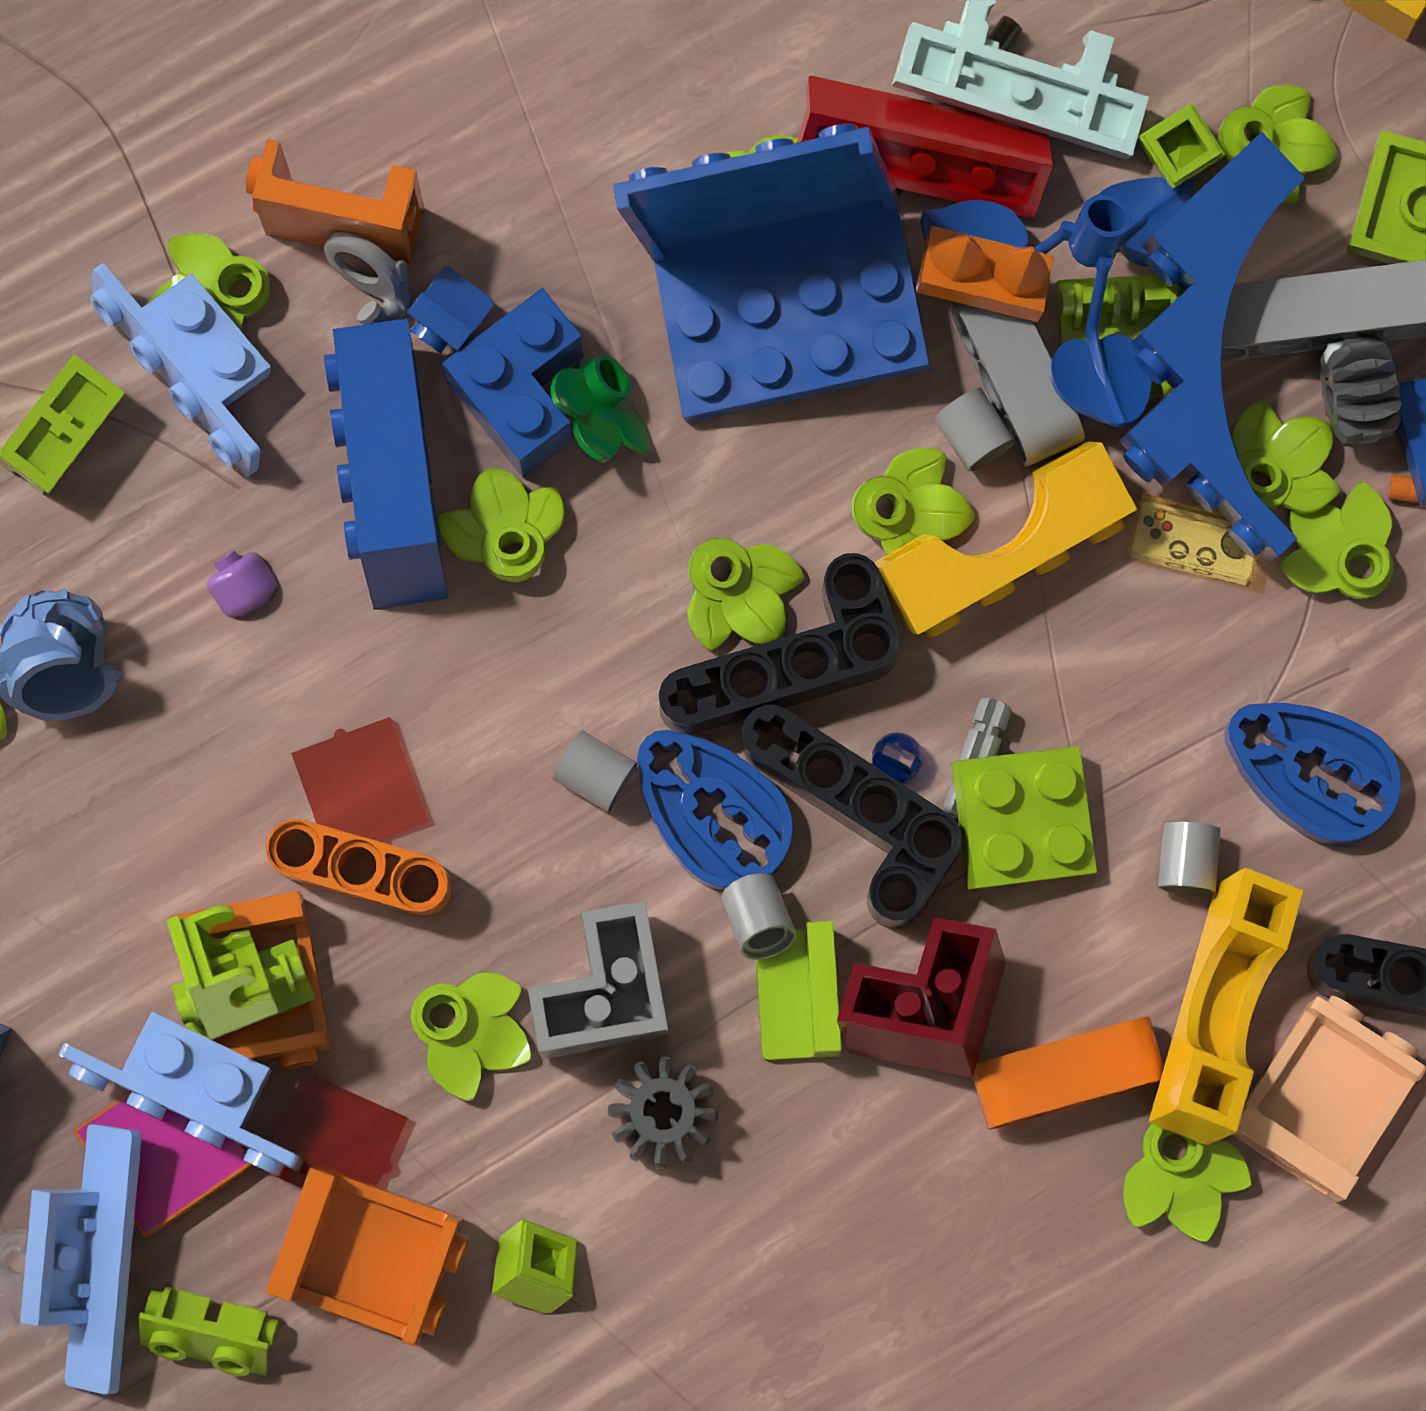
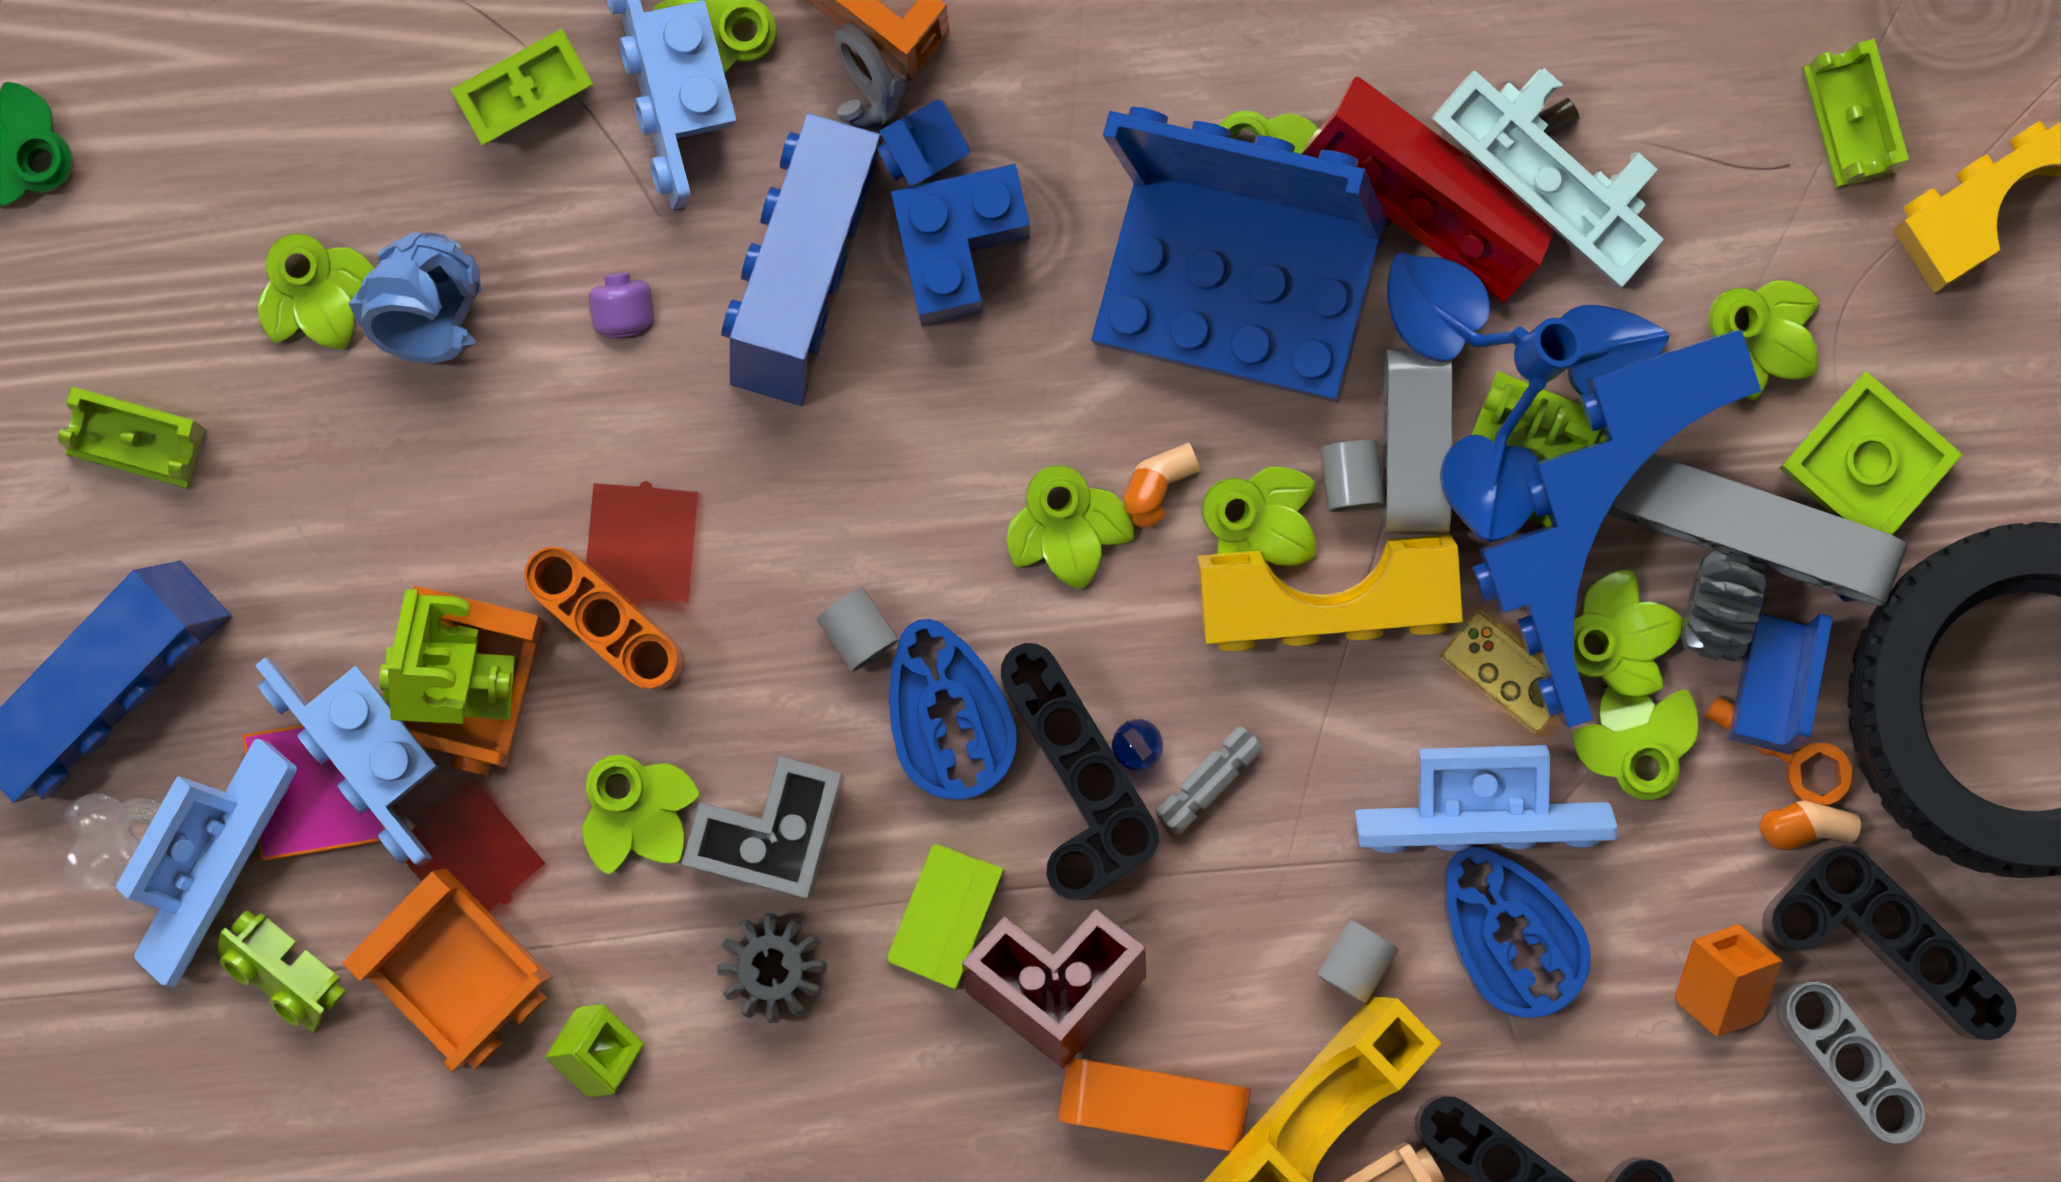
camera: 30 degrees right, 5 degrees up
(501, 517) = (882, 354): lime plate -> none
(598, 403) = (1018, 297): green plate -> none
(758, 916) = (941, 831): light grey beam -> none
(774, 658) = (1070, 603): black beam -> none
(796, 517) = (1151, 481): none -> arm
(985, 273) = (1426, 339): orange tile -> none
(1023, 817) = (1224, 854): lime plate -> none
(1181, 146) = (1671, 299): lime slope -> none
(1231, 659) = (1484, 799): none -> light blue bracket

